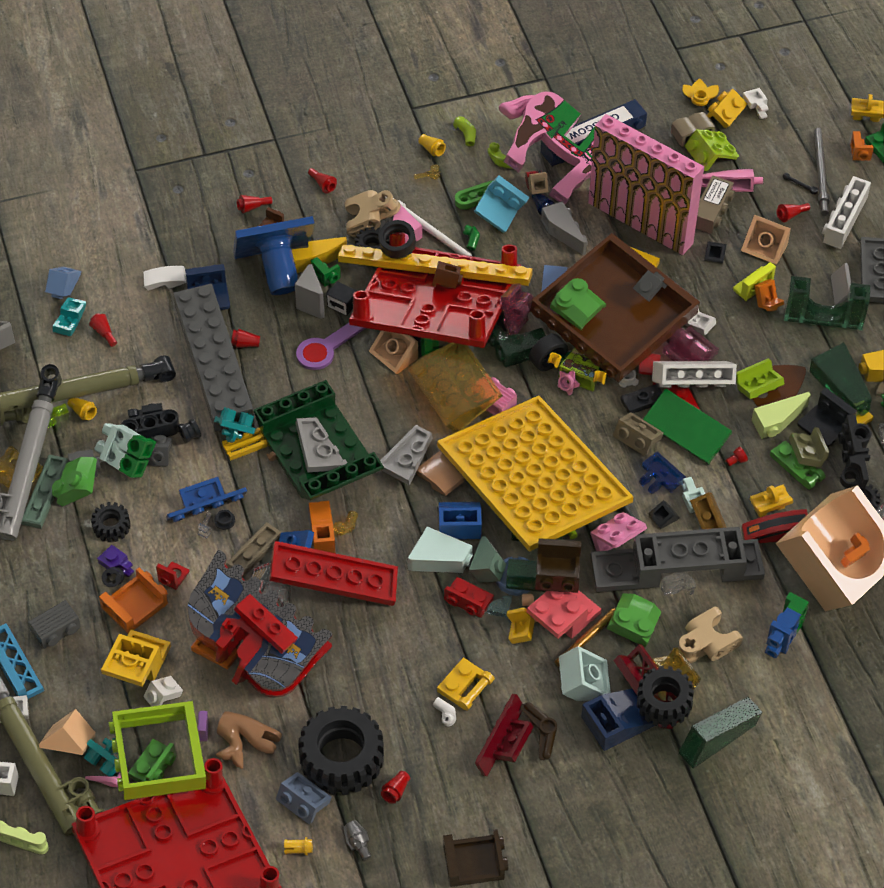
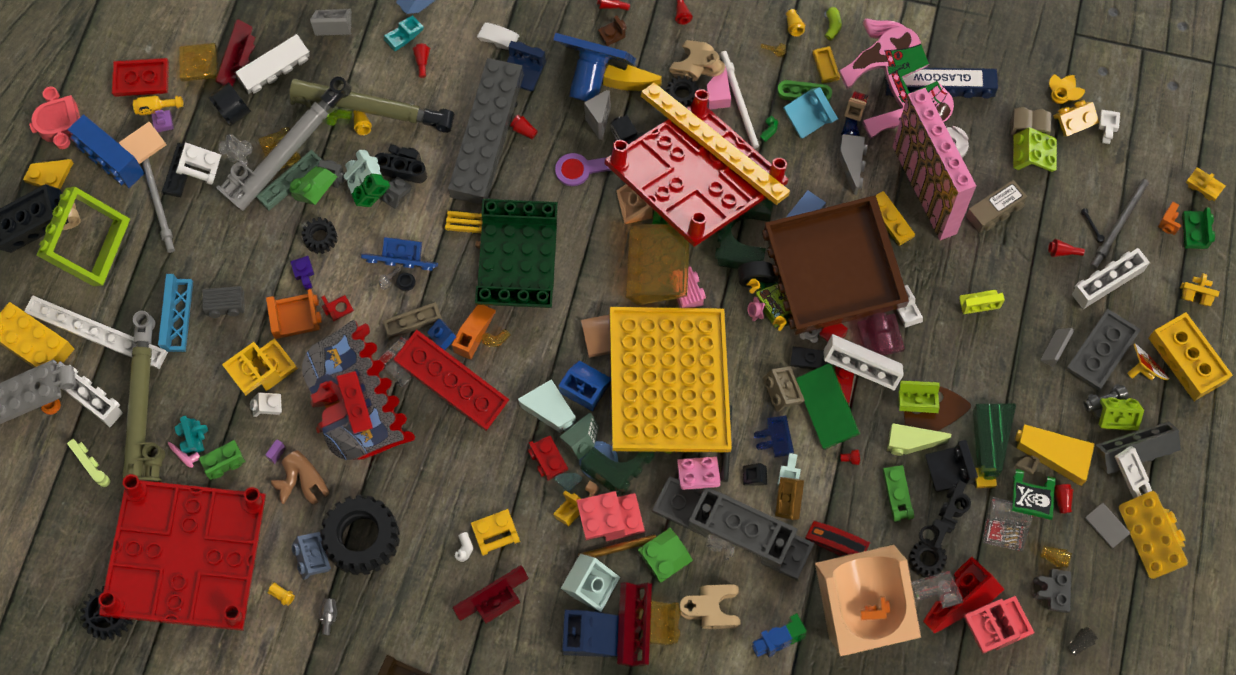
camera: 35 degrees right, 15 degrees up
(69, 734) = (173, 403): light nougat slope -> none
(118, 579) = (286, 286): black bush -> none
(150, 716) = (195, 436): lime window -> none
(189, 430) = (427, 187): black wheel -> none
(227, 420) = (459, 204): teal hips -> none
(316, 447) = (512, 259): light grey wing -> none
(324, 273) = (626, 103): green bracket -> none
(393, 227) = (688, 92): black tyre -> none
(394, 788) = (383, 589): red cone -> none
(407, 455) = (582, 303): light grey wing -> none
(447, 275) = (713, 160): reddish brown brick -> none
(483, 165) = (826, 65): none -> yellow tile
(497, 156) = (843, 58): lime arm -> none
(516, 308) = (752, 219): clear pink plate -> none
(547, 729) = (531, 609): dark brown piece -> none
(558, 565) = (623, 479): dark brown panel -> none
(577, 303) = (800, 247): bright green slope -> none
(649, 285) = (874, 263): dark grey bracket -> none
(665, 712) = (626, 627): black tyre -> none
(715, 252) = (969, 253): black slope -> none
(742, 178) = (1037, 192): bright pink piece -> none
(766, 239) = (1019, 267): light nougat slope -> none
(767, 295) = (982, 321): orange bracket -> none
(772, 499) = (850, 514): yellow hips -> none
(810, 449) = (915, 486): olive bracket -> none
(848, 314) = (1004, 350): clear green arch -> none

